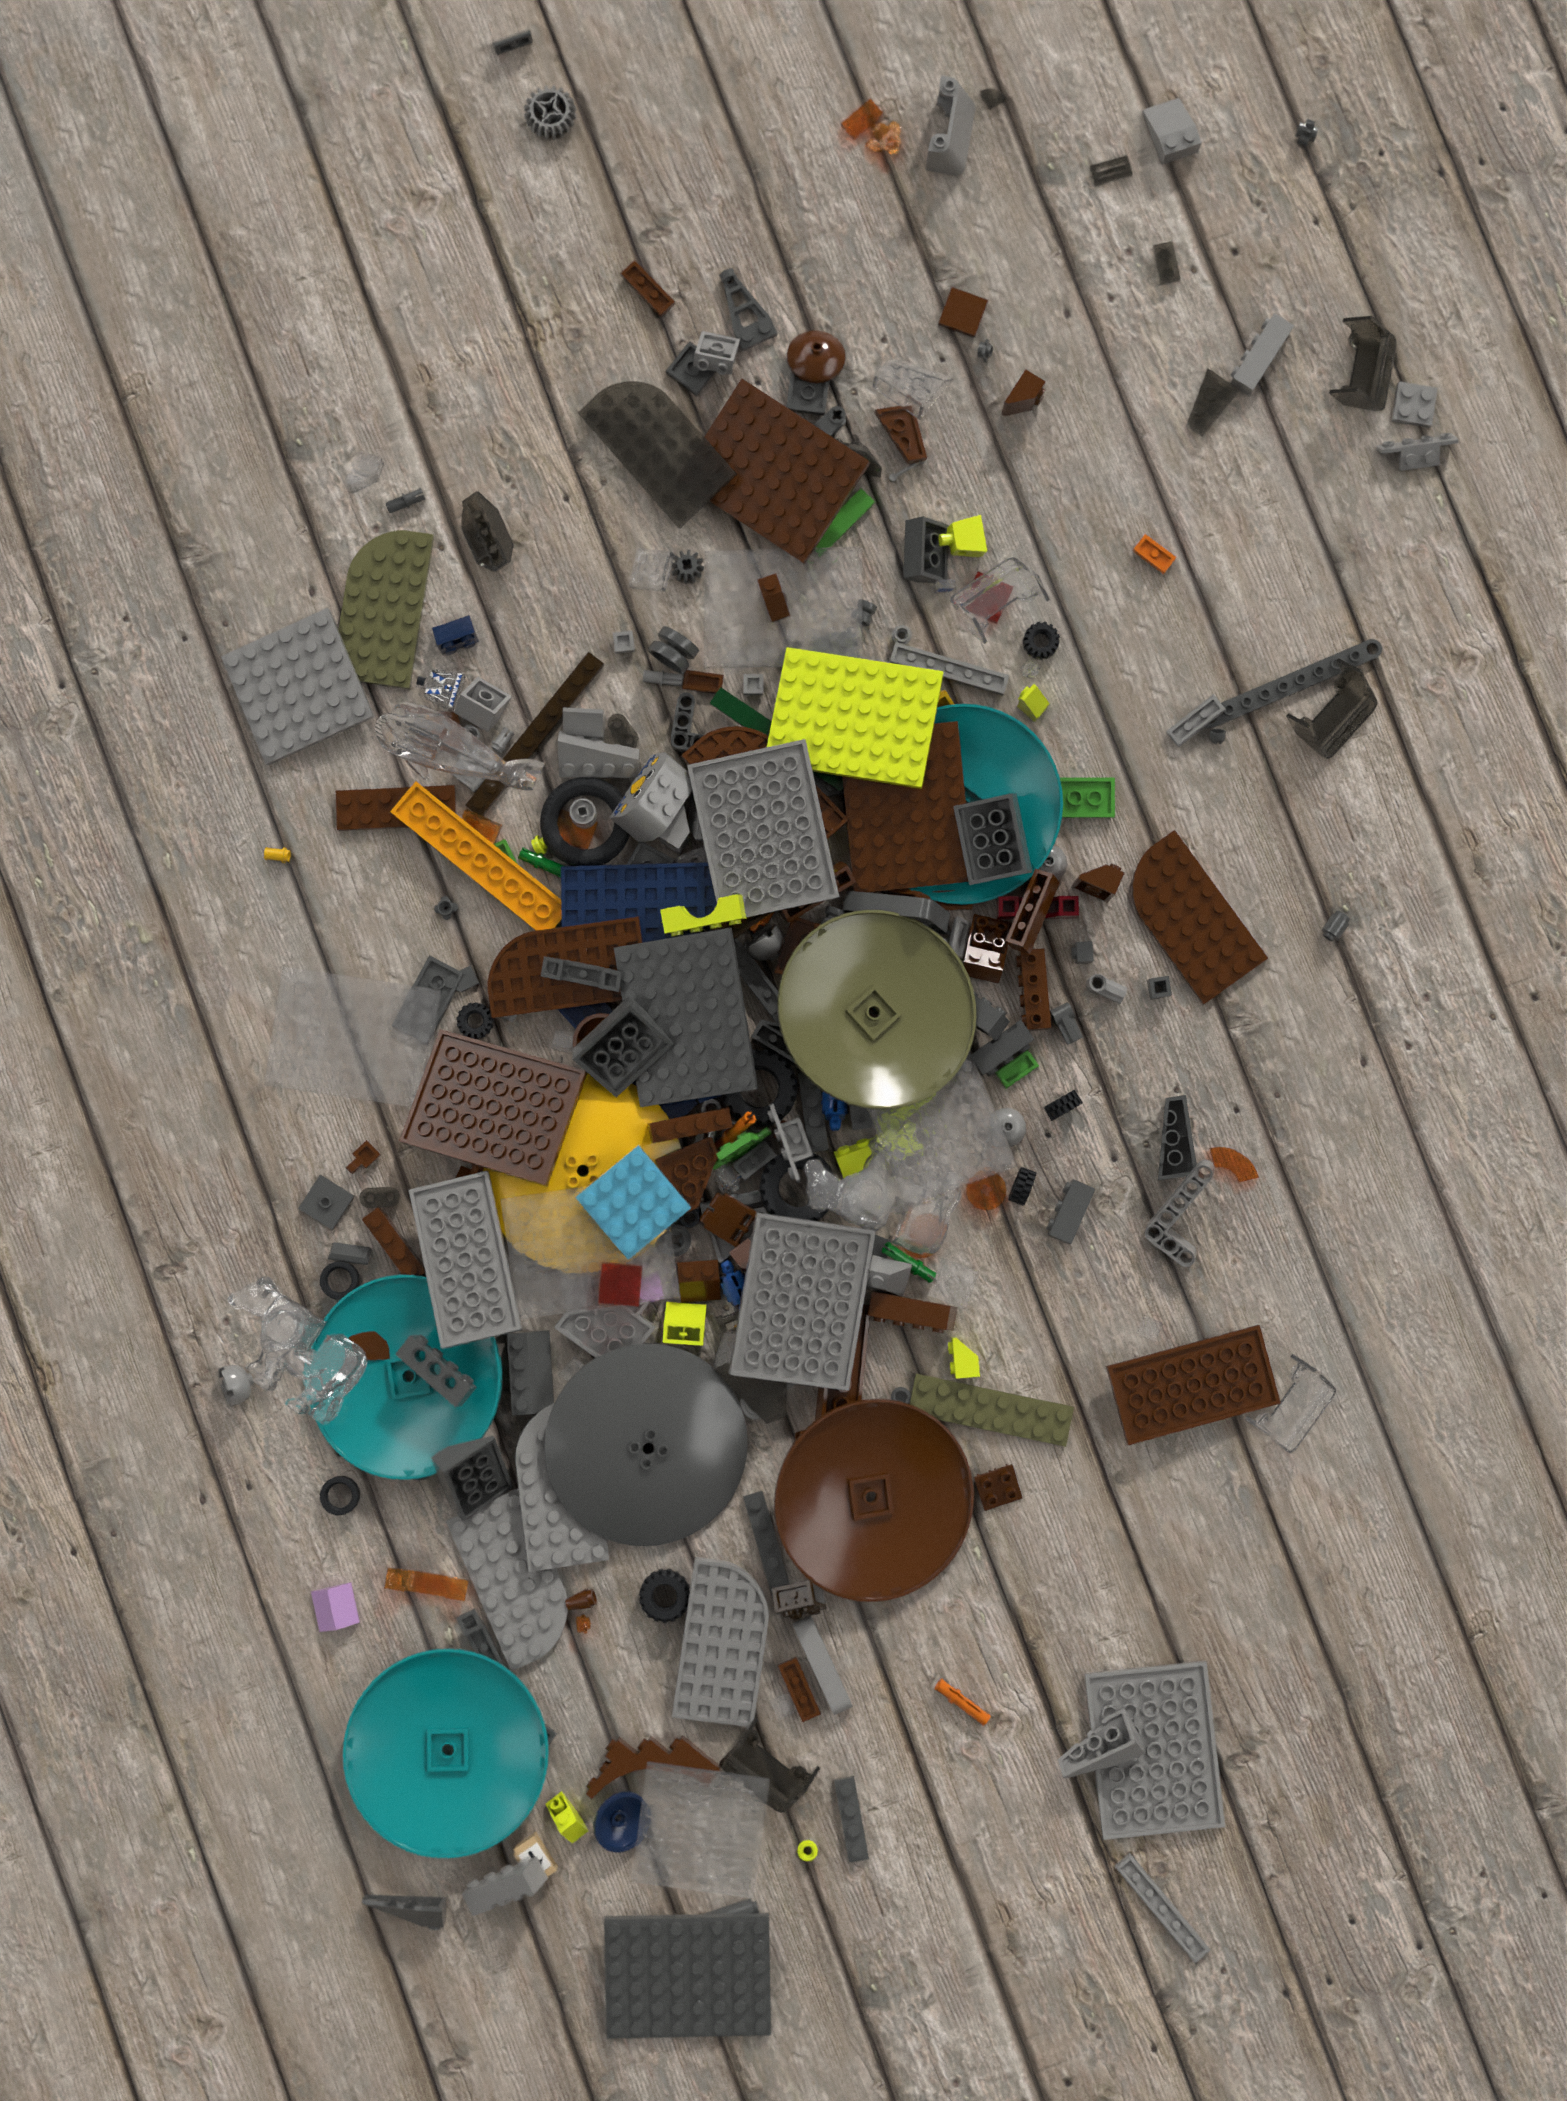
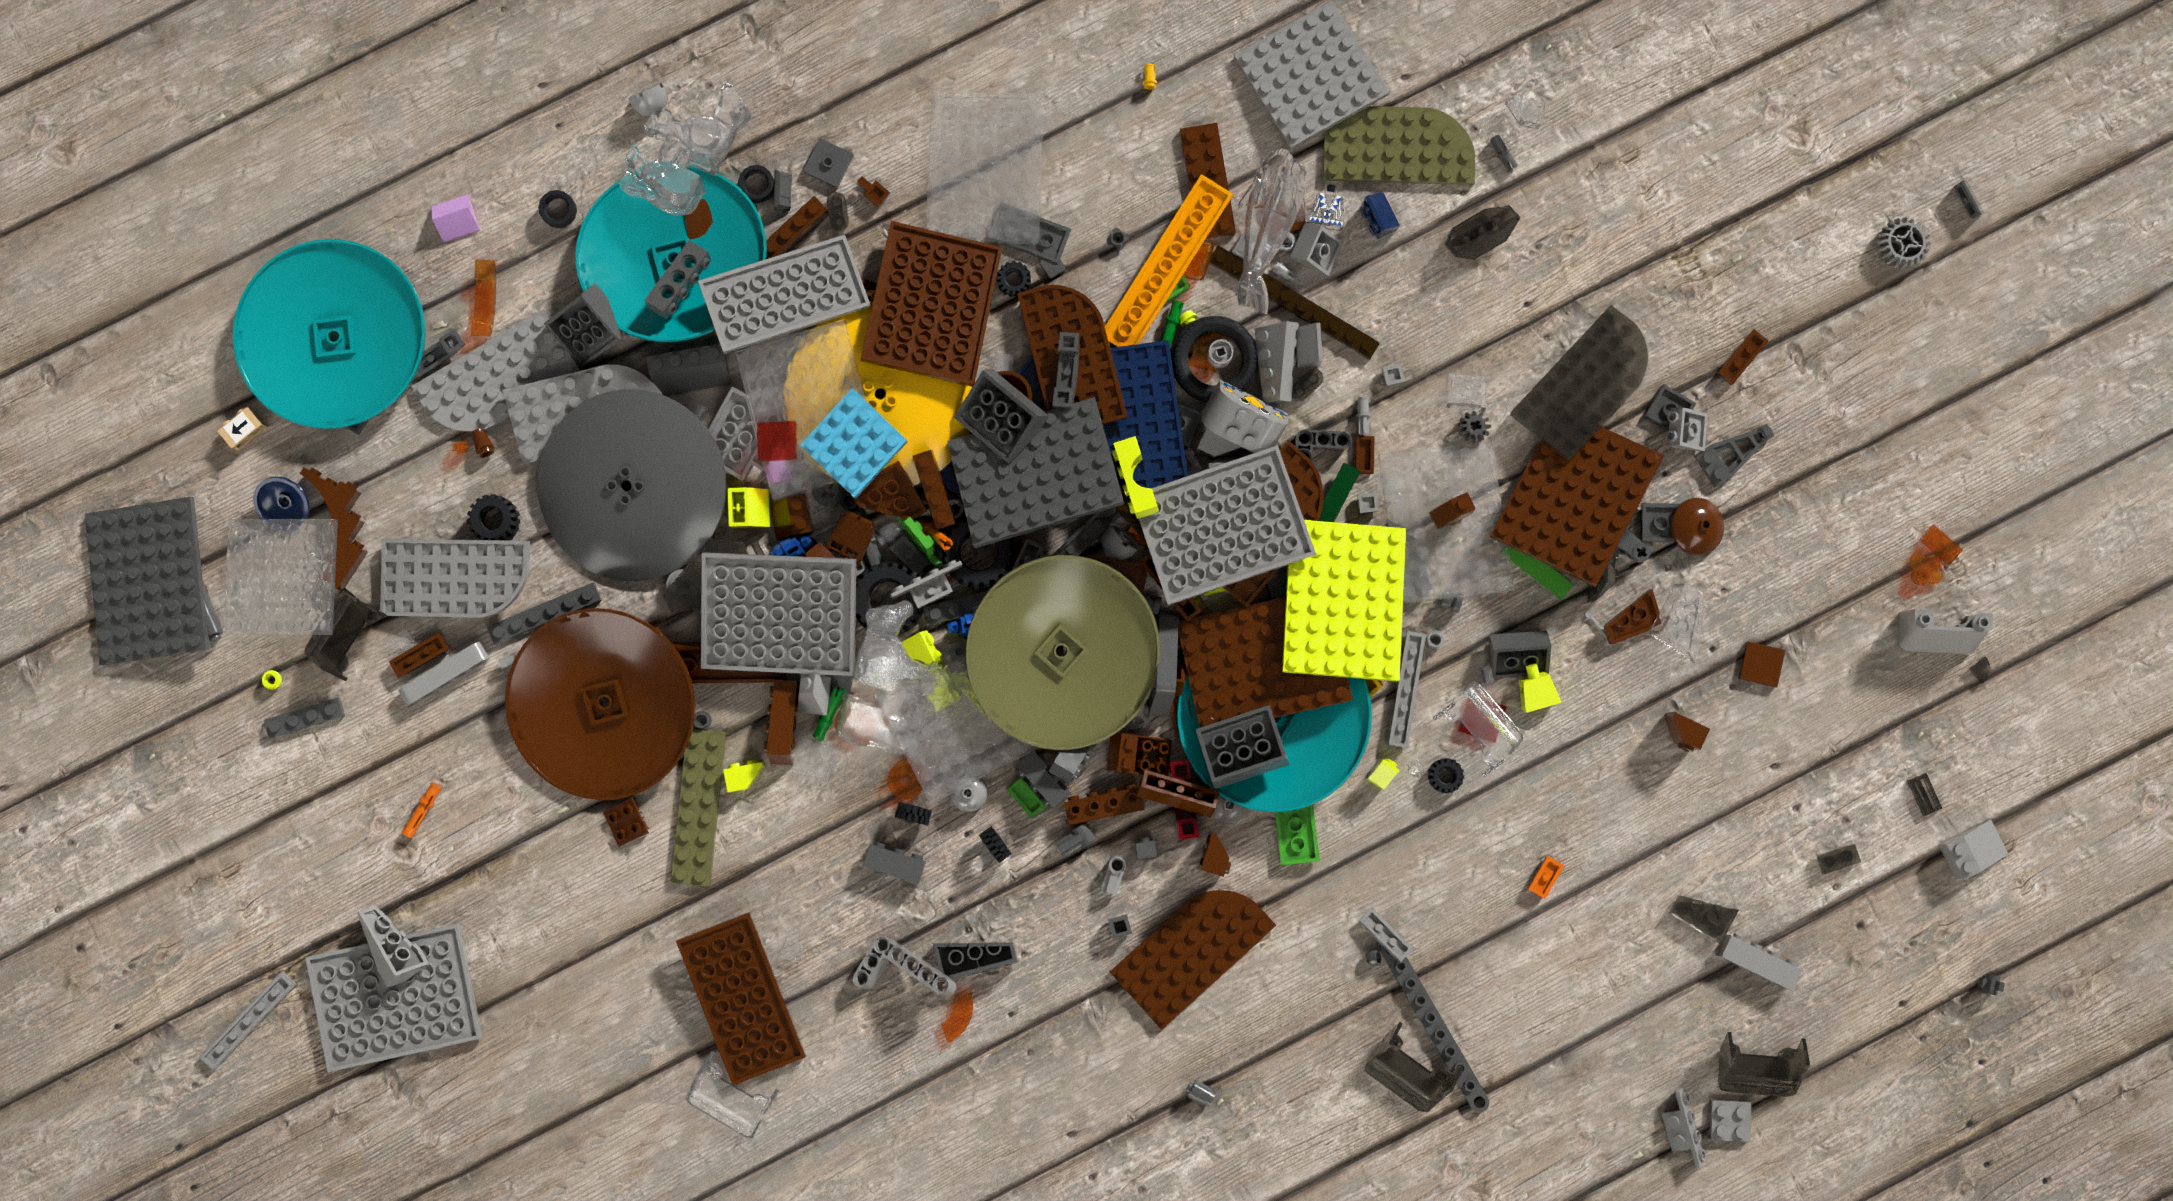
camera: 85 degrees right, 0 degrees up
(419, 1910) = (186, 324): dark grey wedge -> none
(504, 1886) = (212, 402): light grey wedge -> none
(566, 1818) = (281, 452): neon yellow slope -> none
(673, 650) = (1391, 422): dark grey wheel -> none
(796, 1600) = (499, 641): dark brown bracket -> none
(959, 936) = (1146, 727): light grey tile -> none
(985, 350) = (1726, 689): dark grey plate -> none

